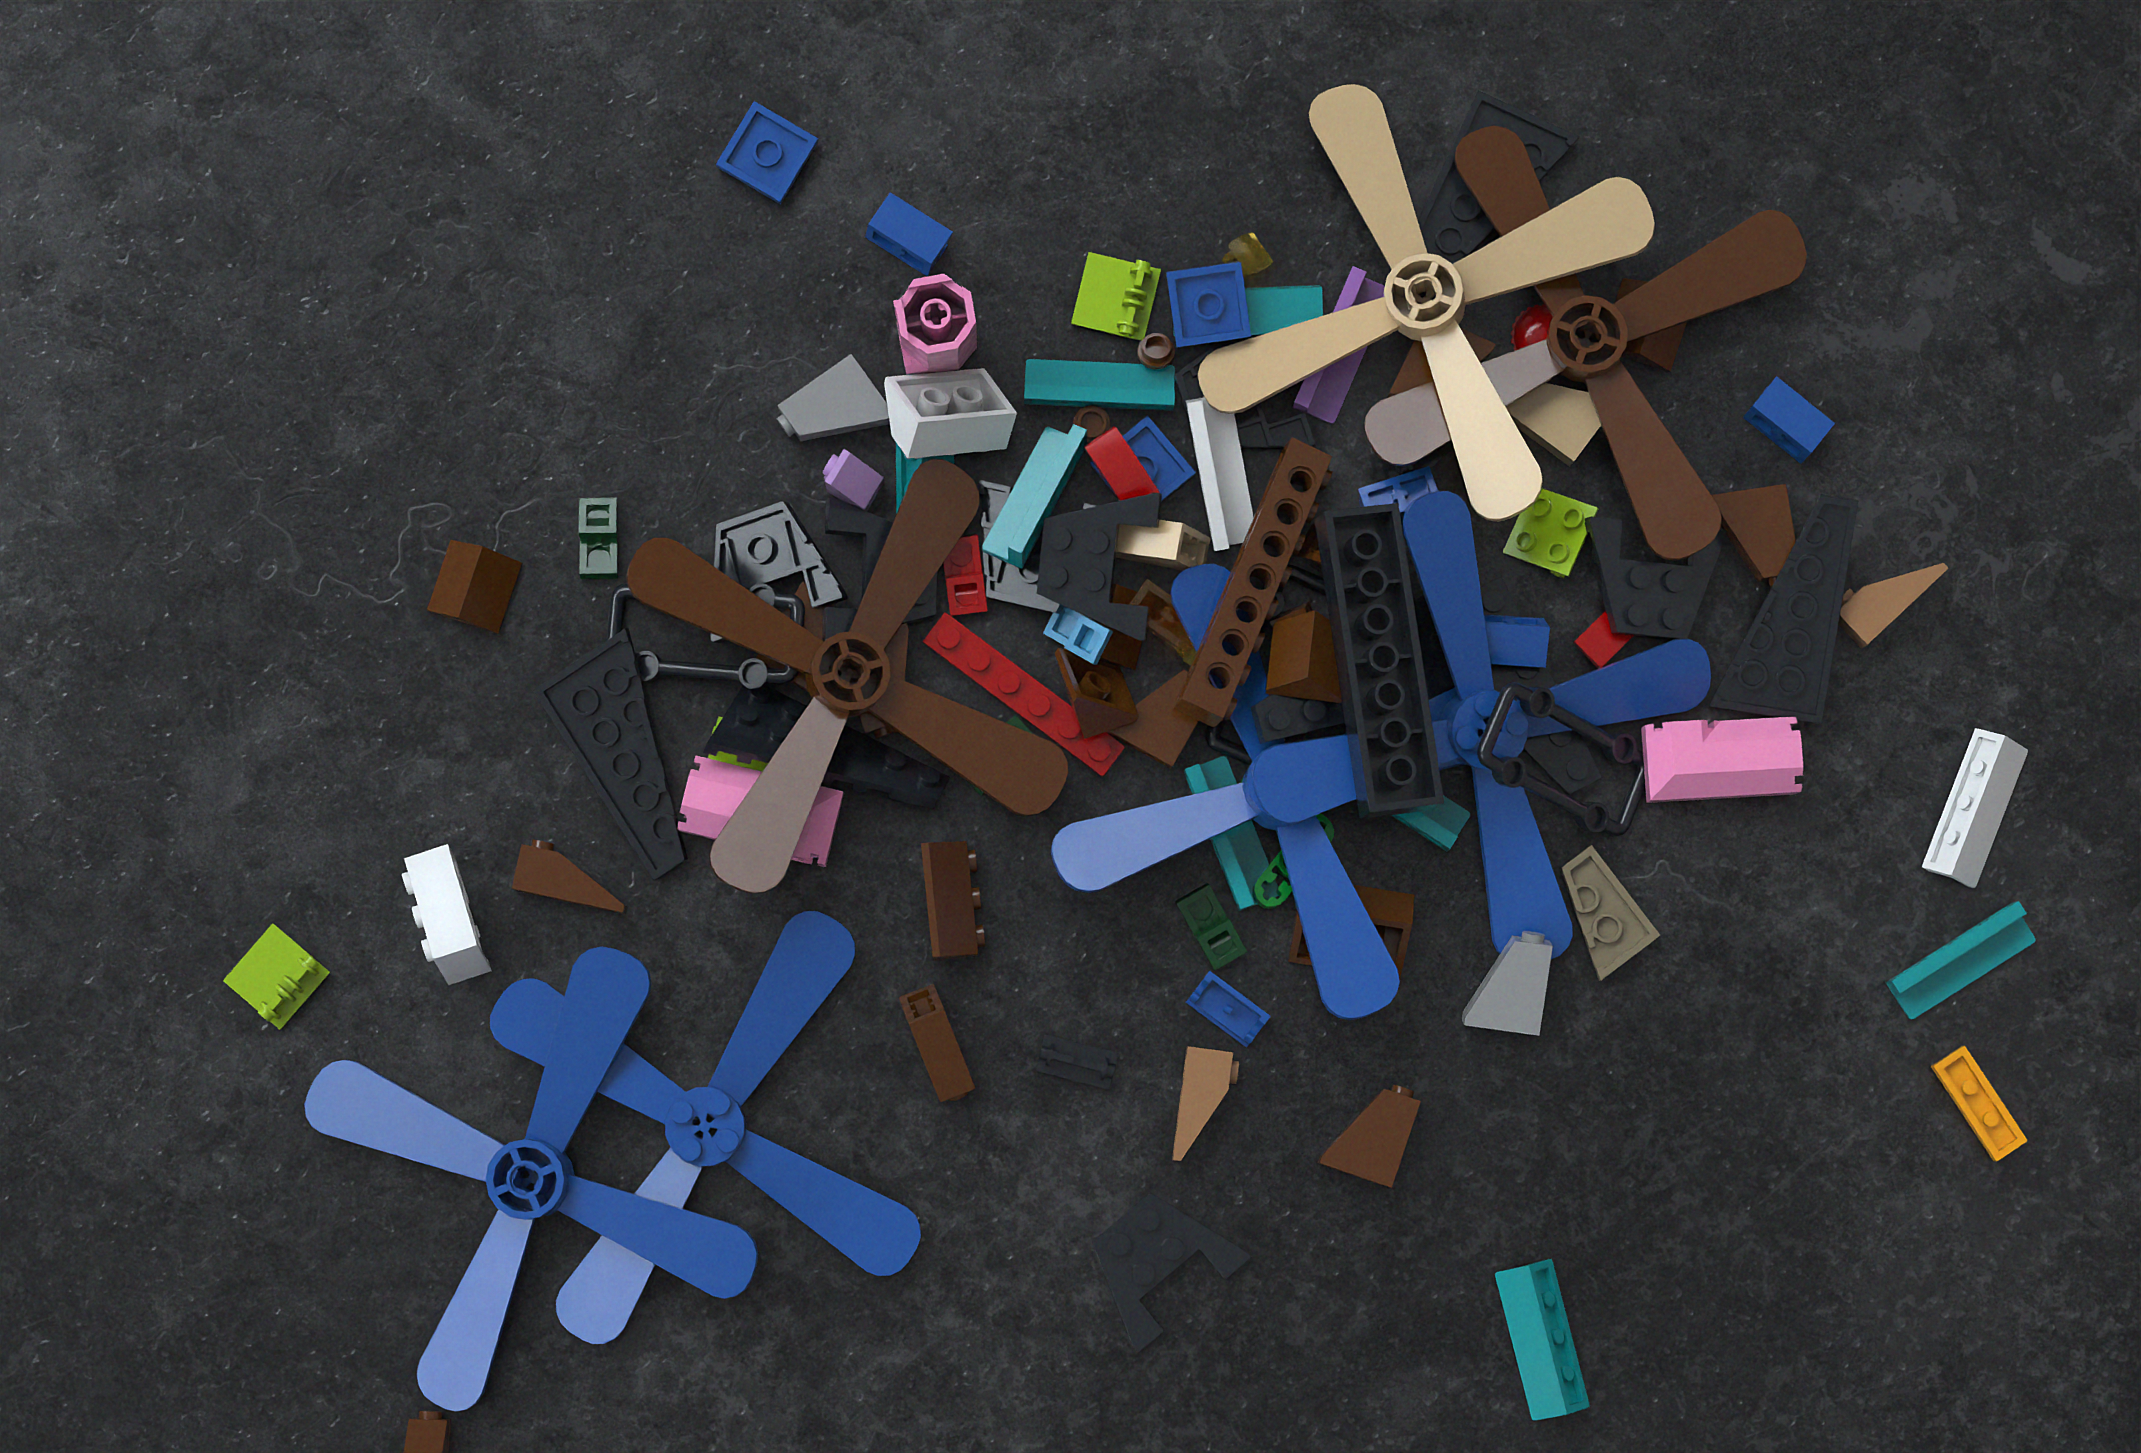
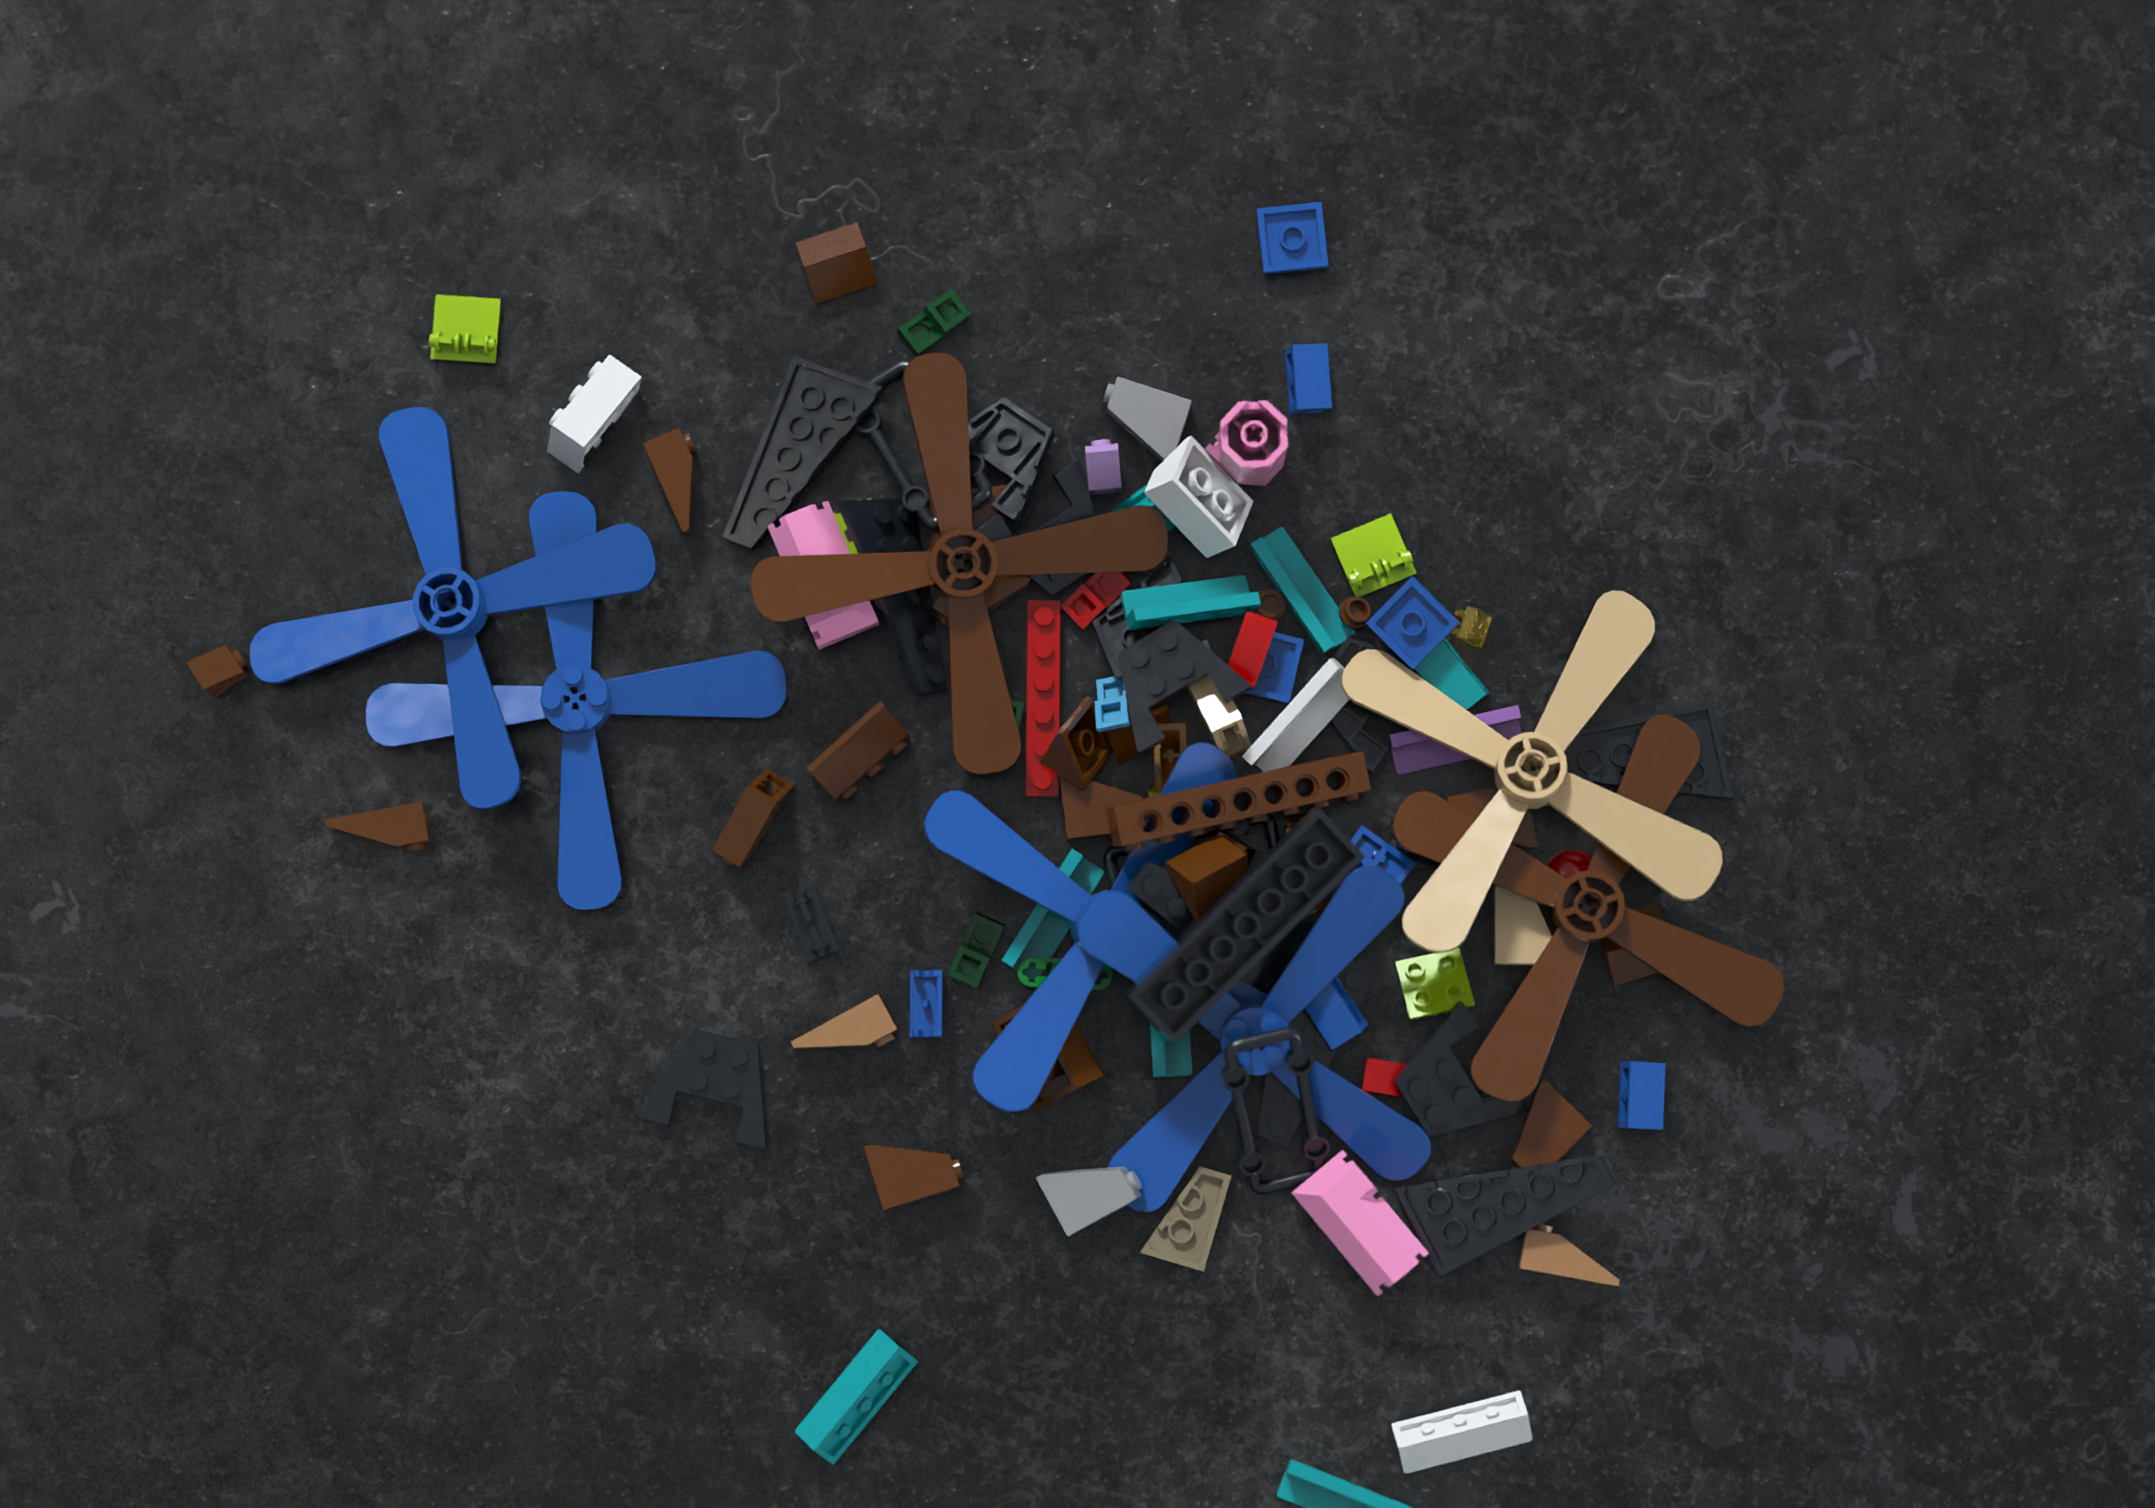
camera: 65 degrees right, 0 degrees up
(697, 1384) = (395, 826): none -> reddish brown slope

